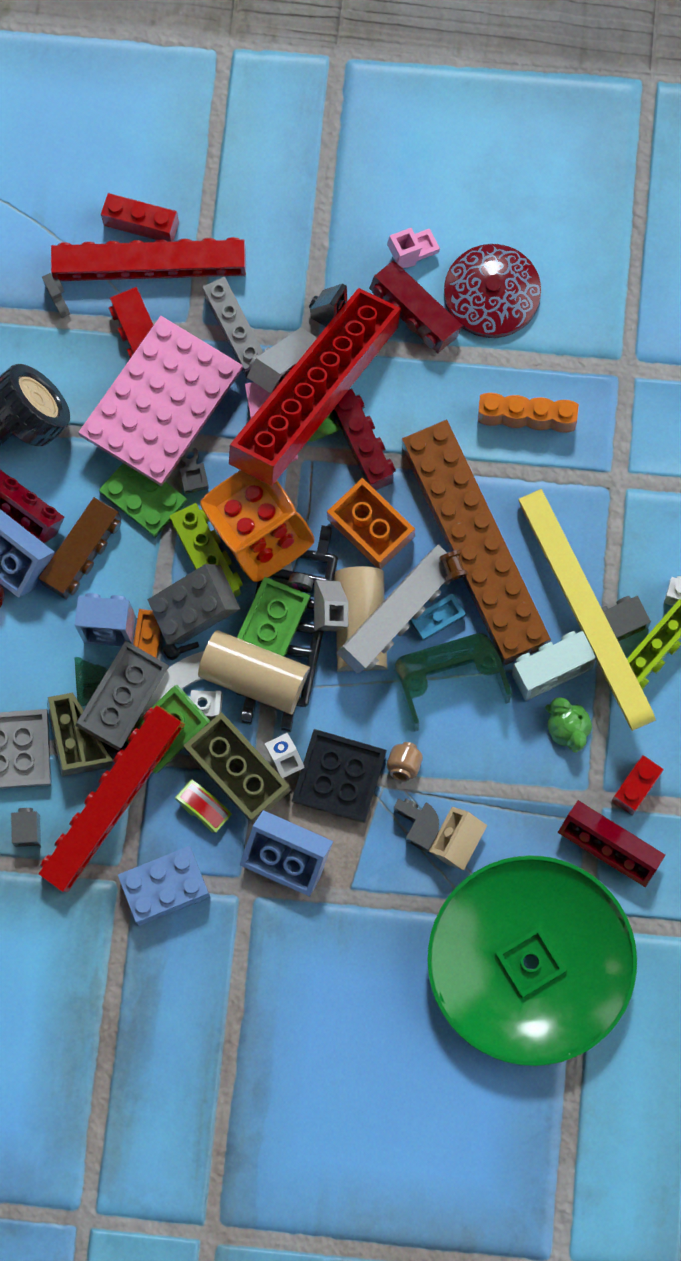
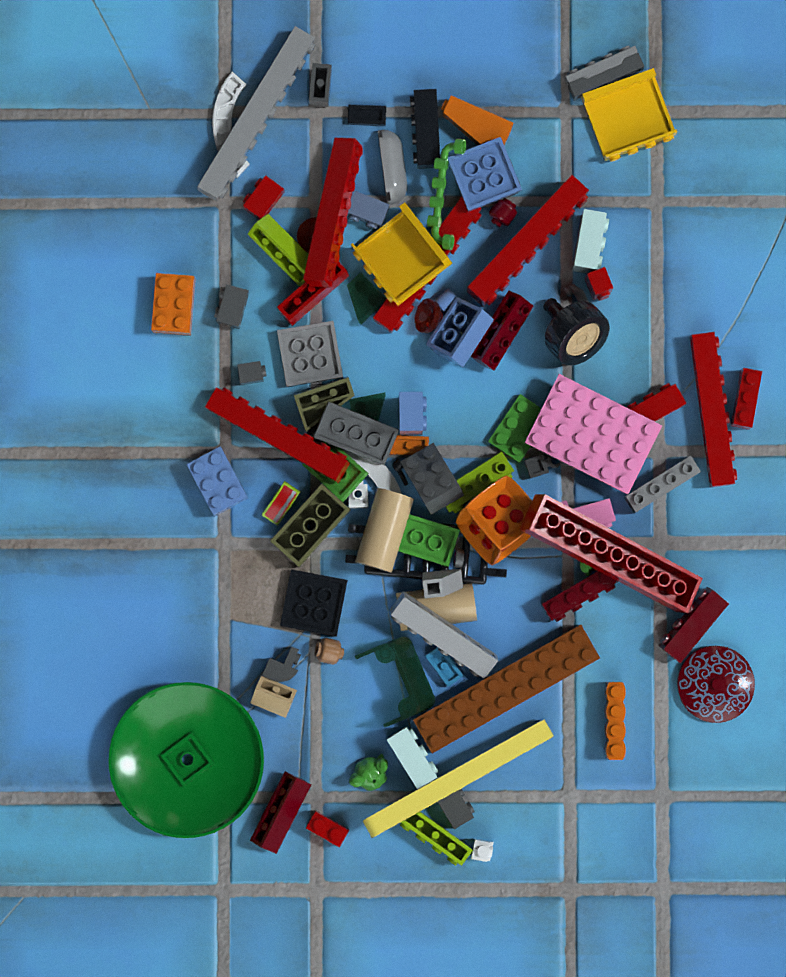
camera: 80 degrees right, 10 degrees up
(55, 289) = (680, 339): dark grey plate -> none
(80, 548) = (471, 386): reddish brown brick -> none
(276, 362) = (632, 526): light grey brick -> none
(284, 755) = (324, 560): white brick -> none
(286, 853) = (248, 569): medium blue brick -> none
(328, 304) = (685, 555): black slope -> none
(371, 524) = (511, 607): orange brick -> none
(410, 247) = (743, 617): bright pink brick -> none
(453, 565) = (481, 674): reddish brown bush -> none

